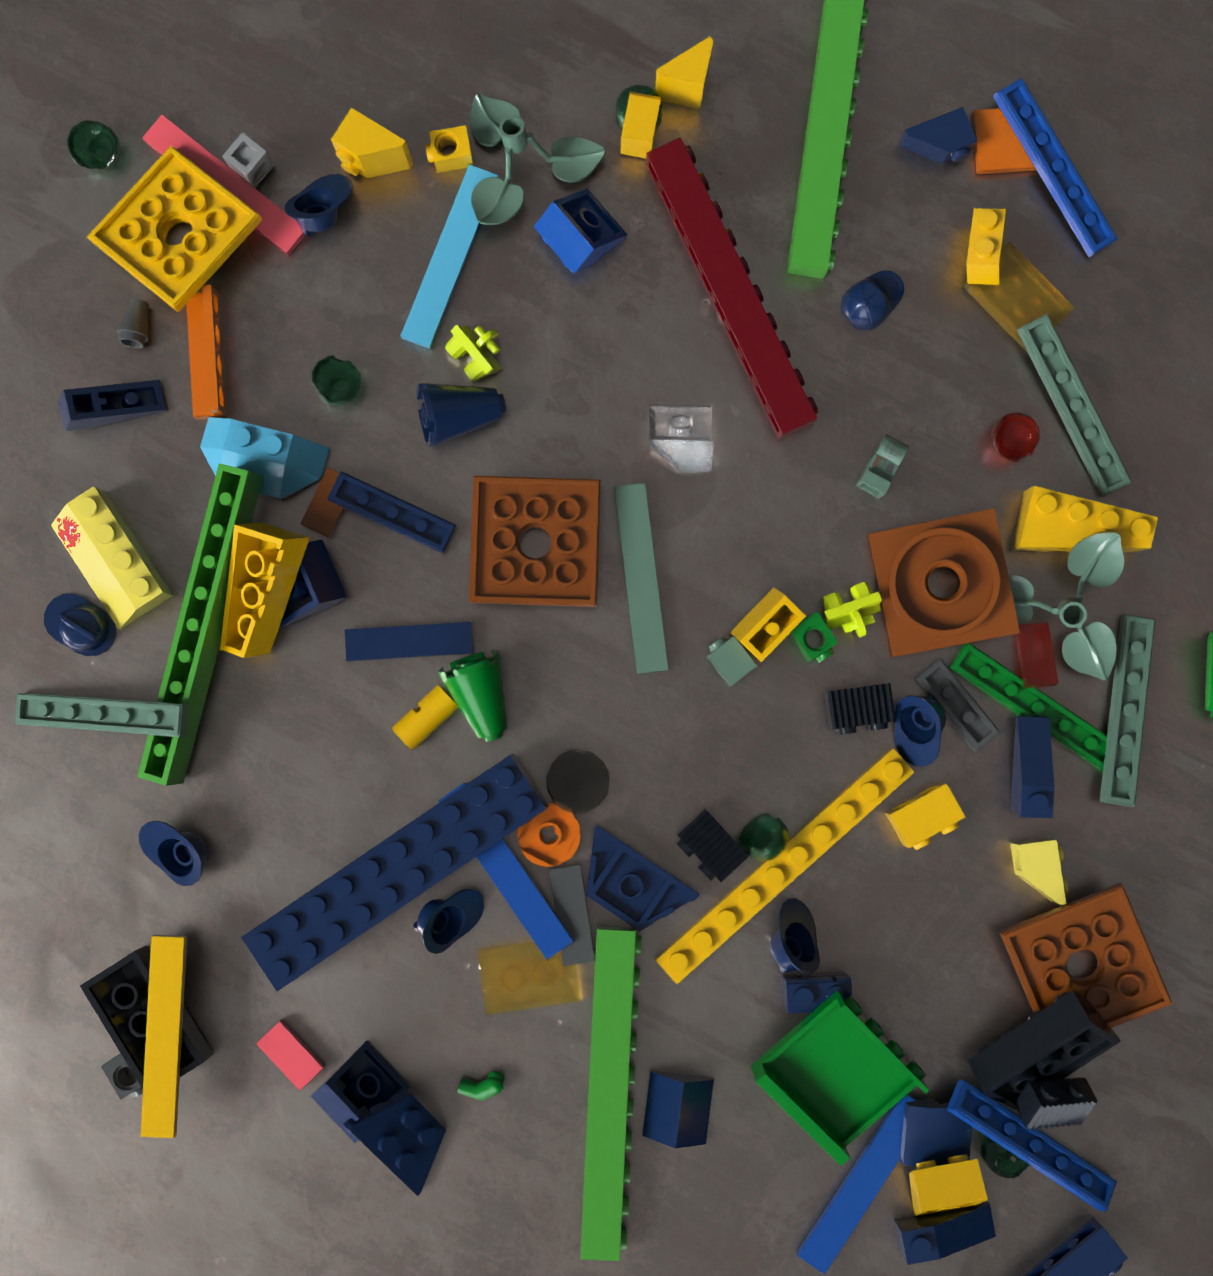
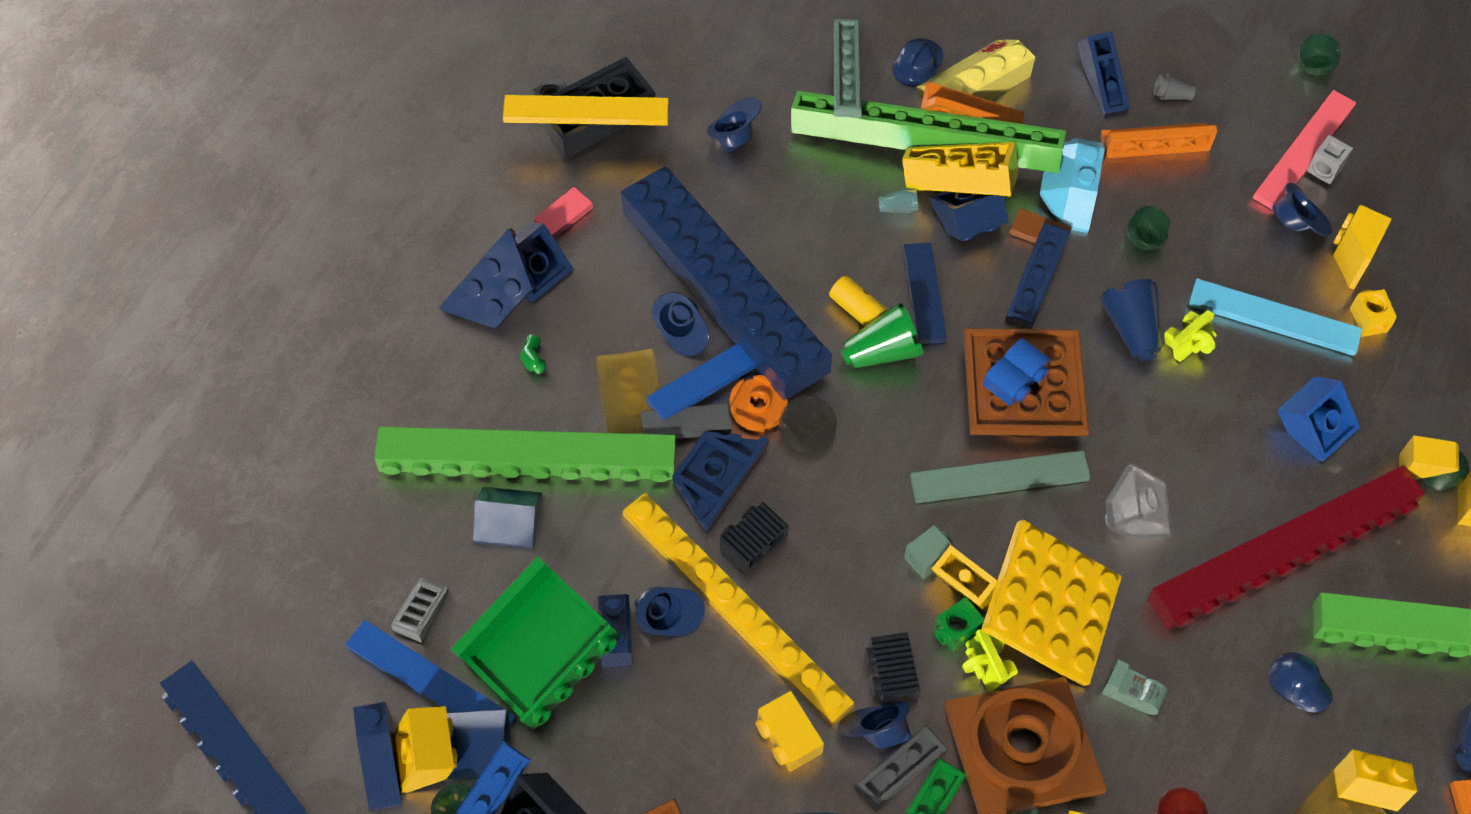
camera: 90 degrees right, 25 degrees down
(163, 197) = (1254, 88): yellow piece -> none
(173, 567) = (952, 101): none -> orange fence
(288, 661) = (899, 202): none -> clear light blue cone
(500, 120) = (1397, 347): sand green plant -> none
(535, 551) = (1017, 372): none -> blue brick
(764, 838) = (760, 582): clear green hair -> none
(798, 541) = (1052, 603): none -> yellow plate
(805, 1219) = (418, 633): none -> light grey slope

